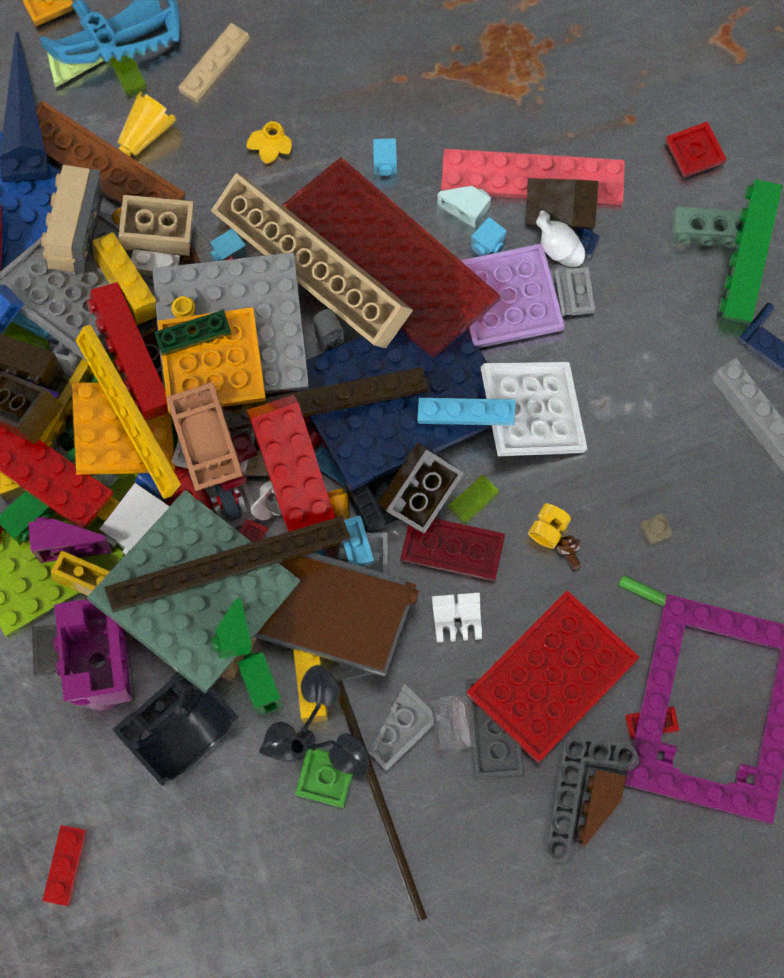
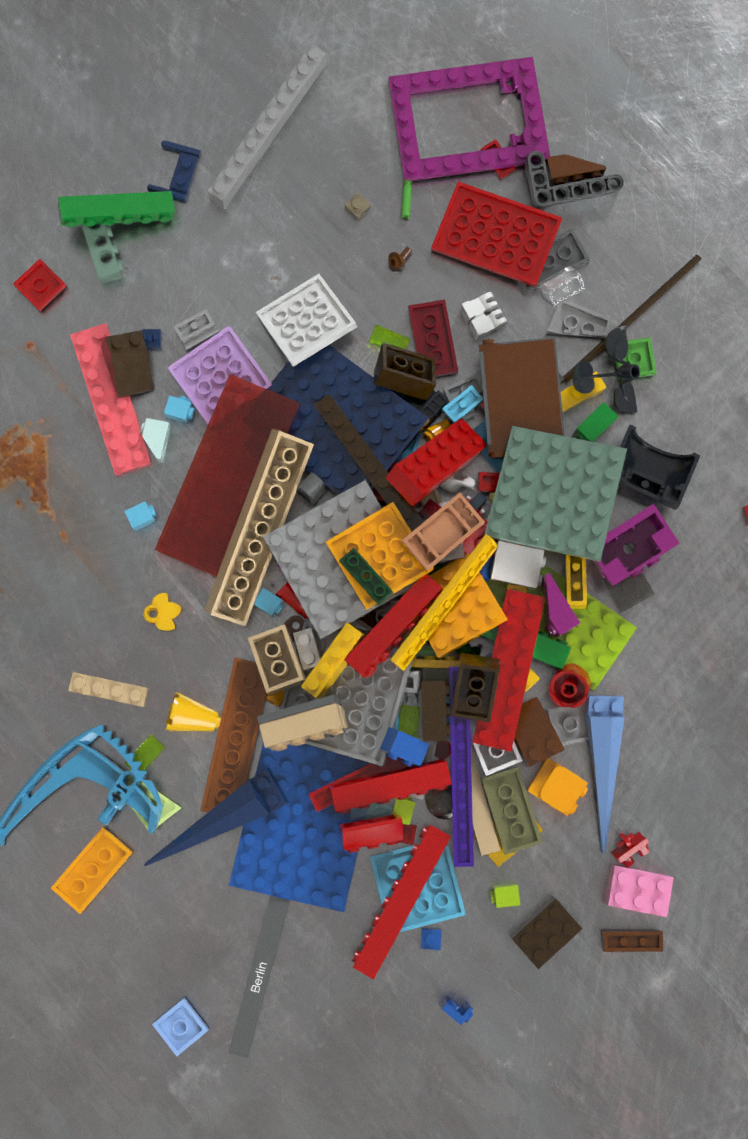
camera: 115 degrees left, 10 degrees up
(183, 307) = (346, 596): yellow plate -> none
(226, 564) = (530, 474): dark brown plate -> none
(232, 633) = (579, 446): green slope -> none
(466, 411) = (334, 359): medium azure plate -> none
(550, 524) = (389, 276): yellow wheel -> none
(560, 241) = (160, 354): white hair -> none

